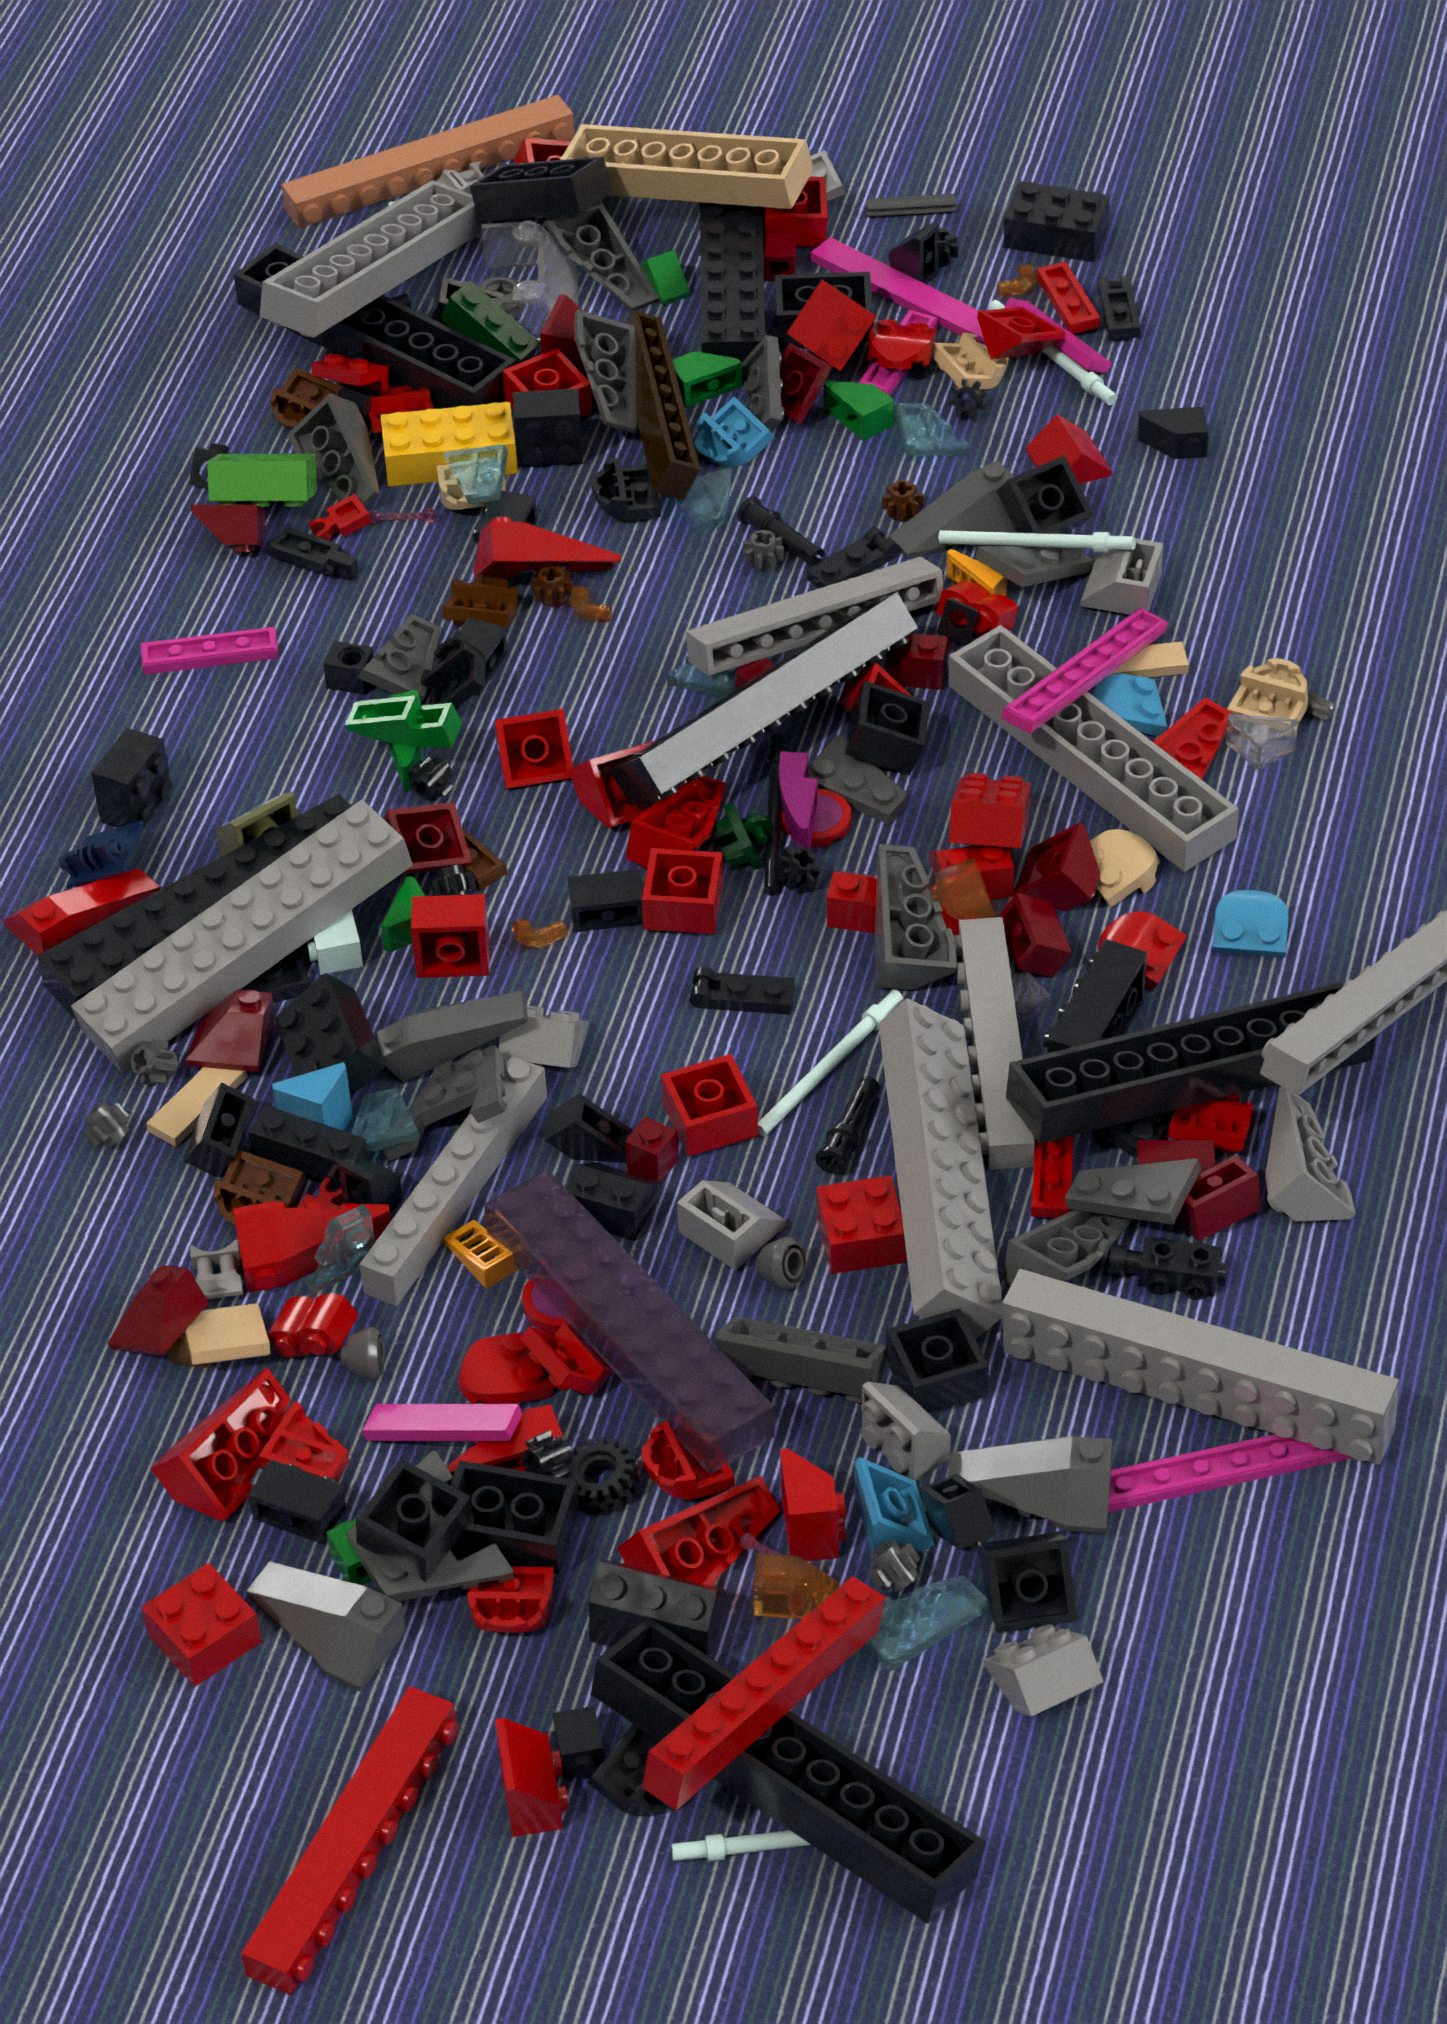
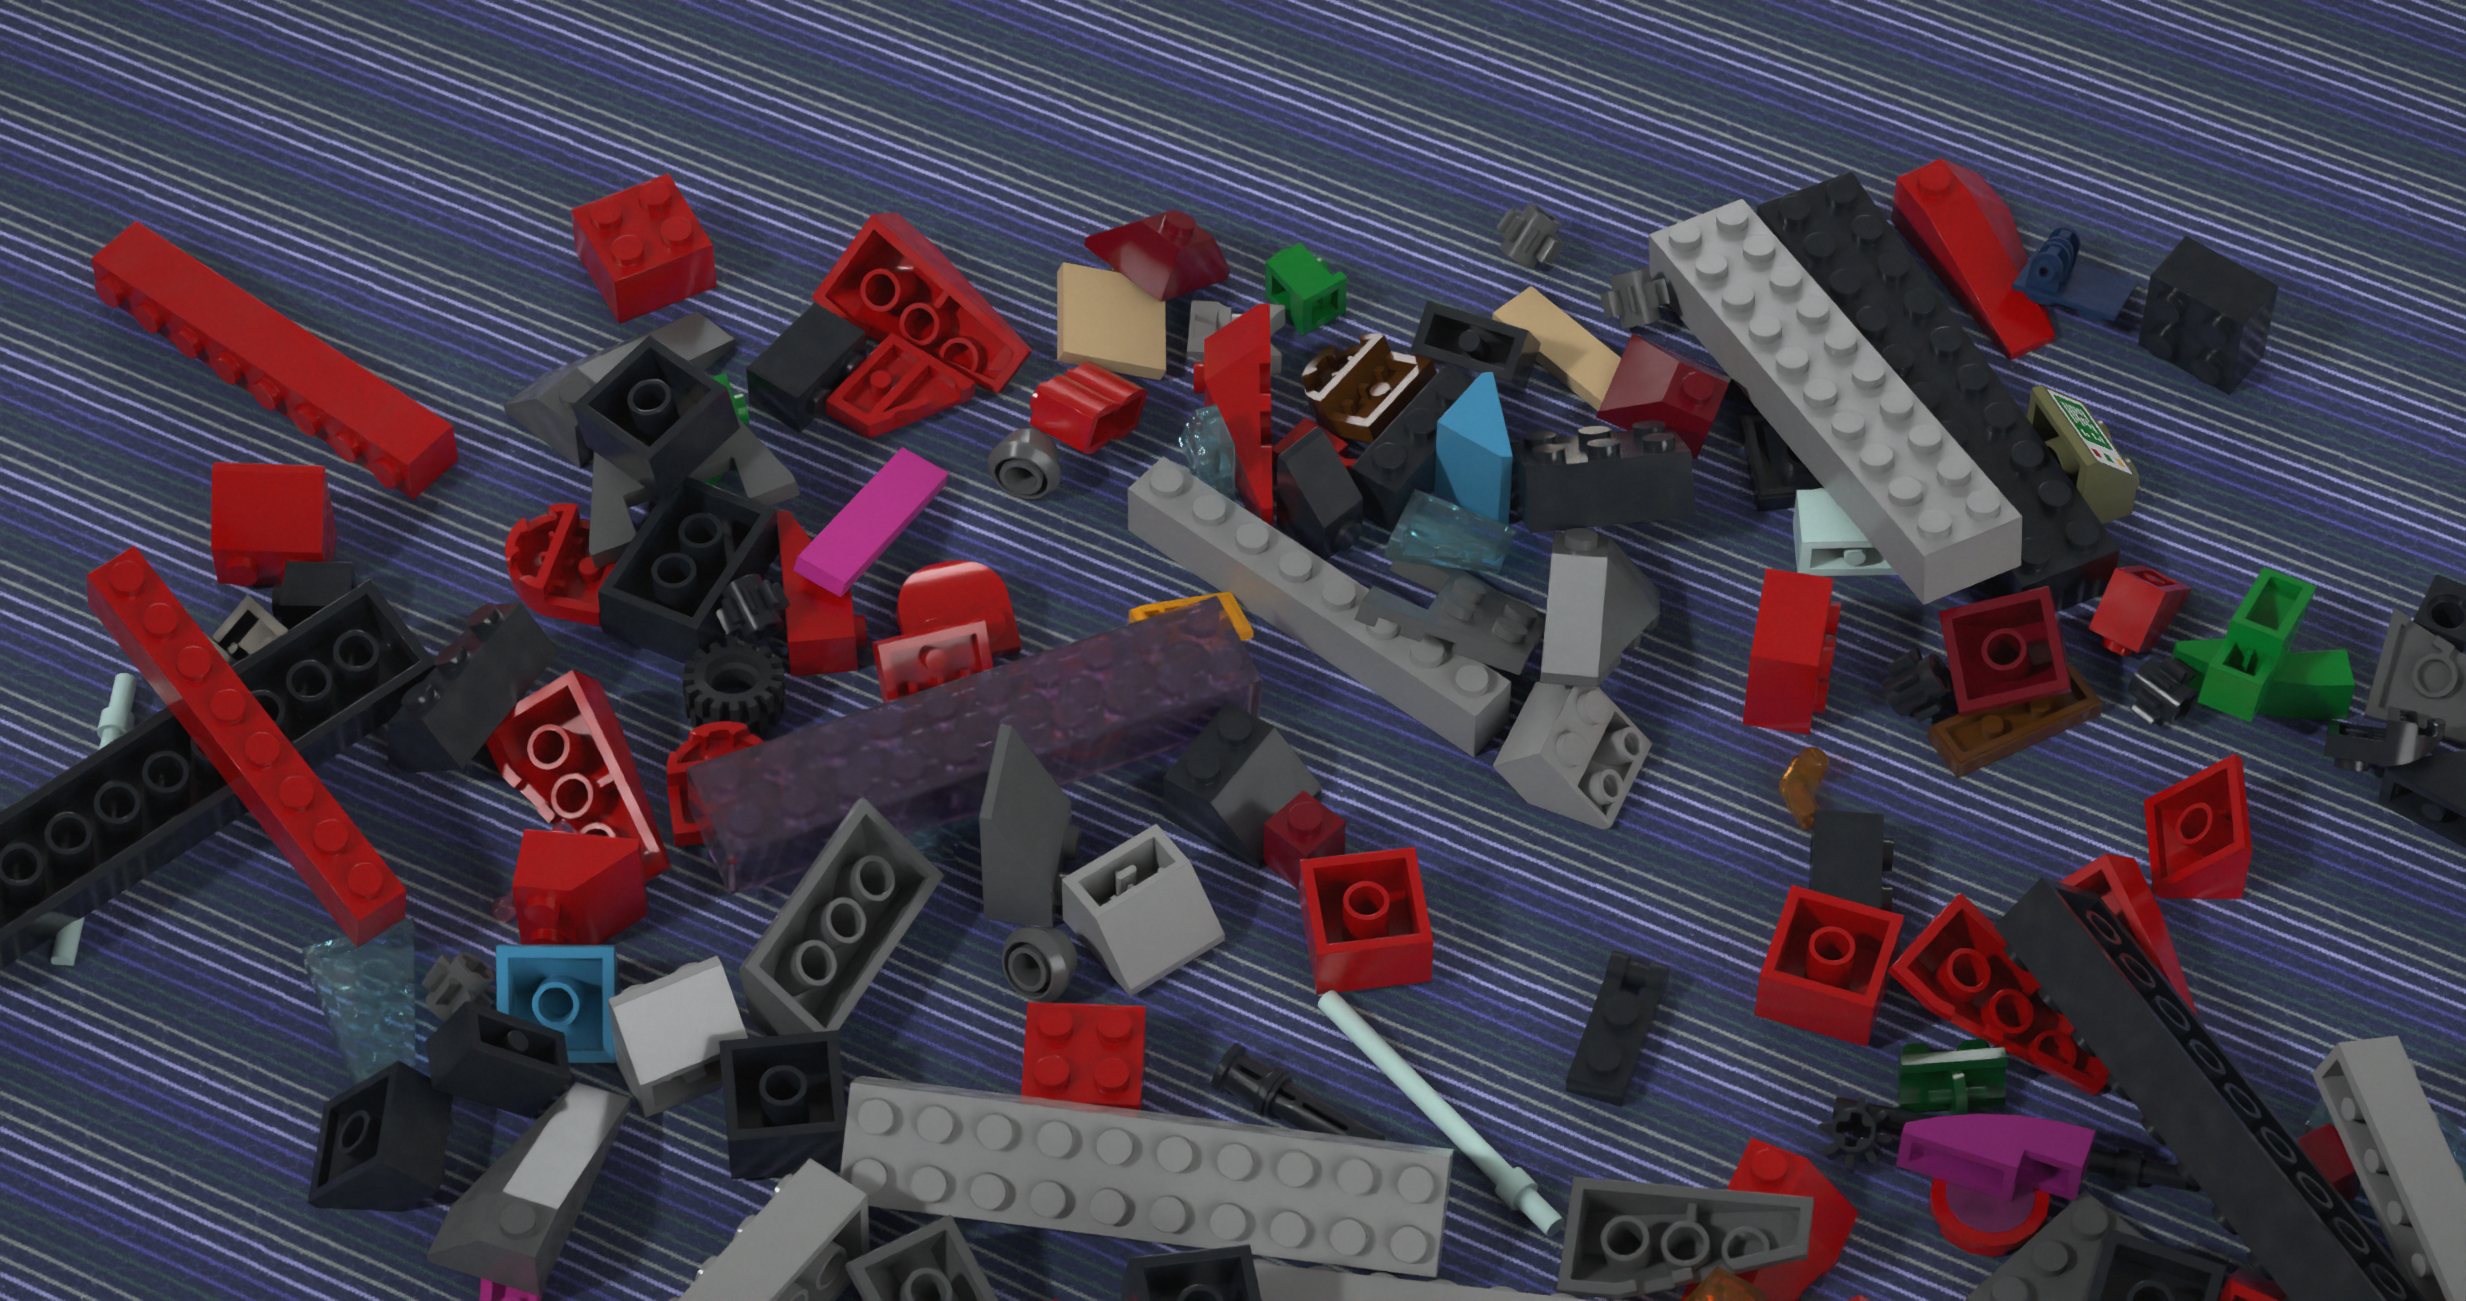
camera: 100 degrees right, 5 degrees up
(171, 1237) = (1305, 288): none -> green brick
(374, 787) = (2137, 609): none -> red slope
(397, 923) = (1874, 627): green slope -> none
(587, 1132) = (1364, 775): black slope -> none
(703, 1276) = (1024, 836): none -> dark grey slope
(788, 1586) = (467, 870): clear orange slope -> none
(1044, 1669) = (226, 1127): light grey slope -> none

